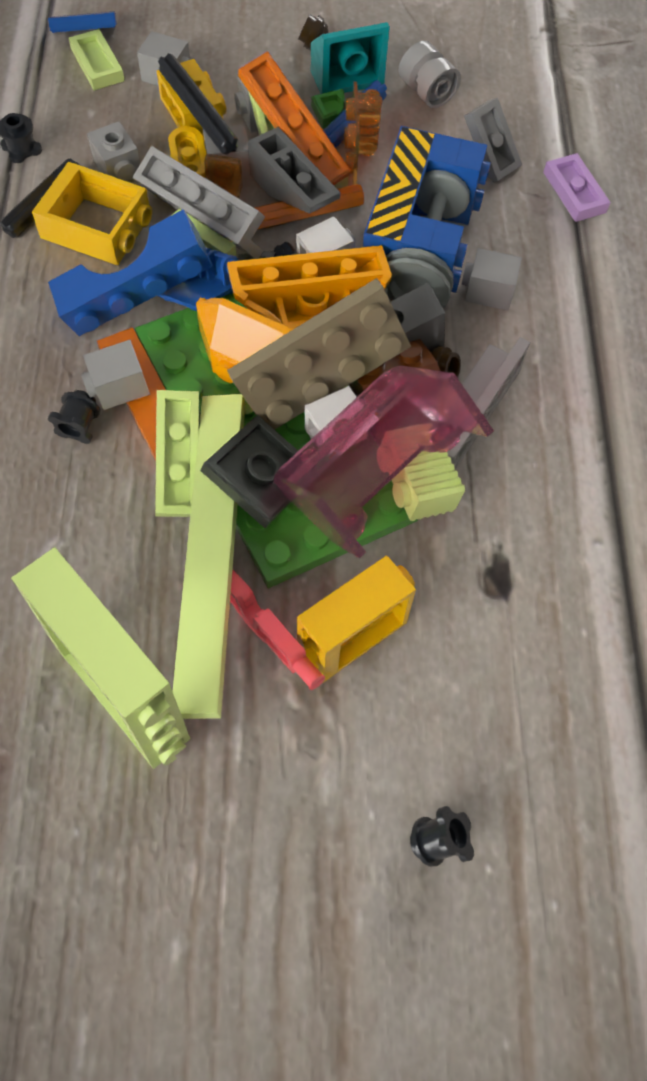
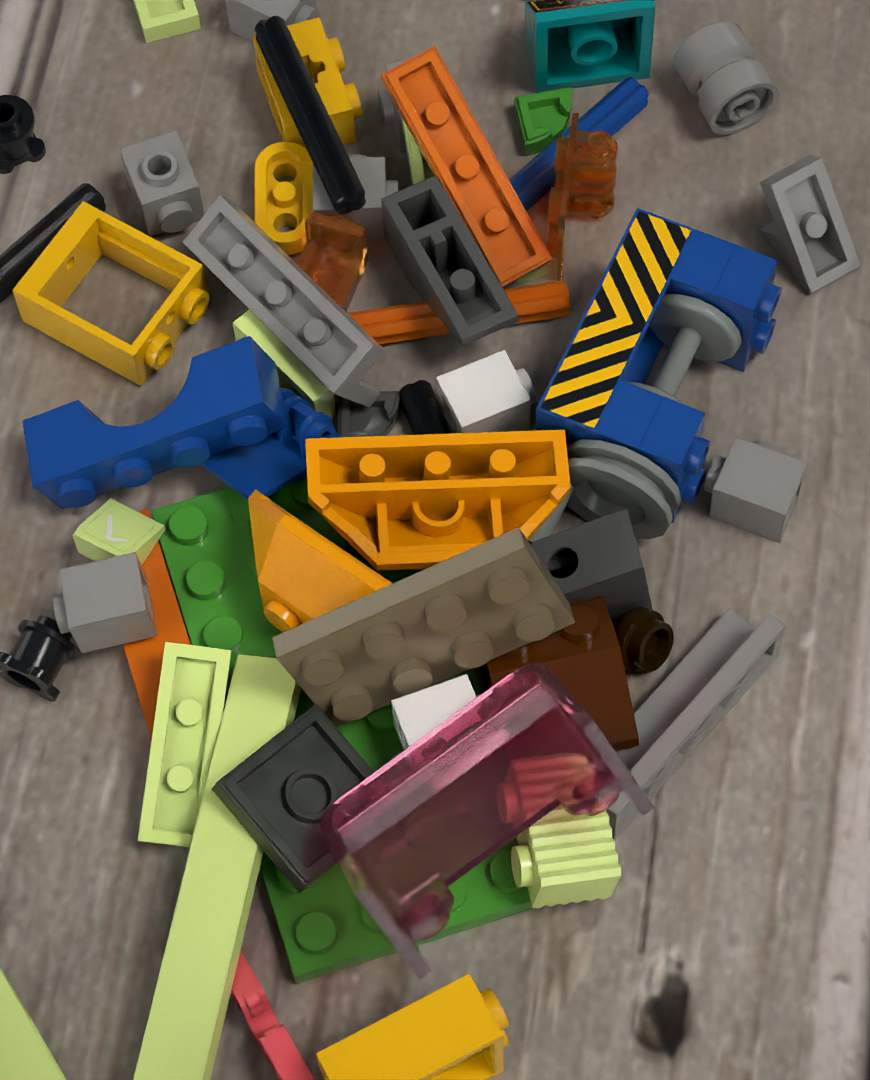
camera: 15 degrees right, 0 degrees up
(113, 334) = (117, 531): none -> yellowish green slope

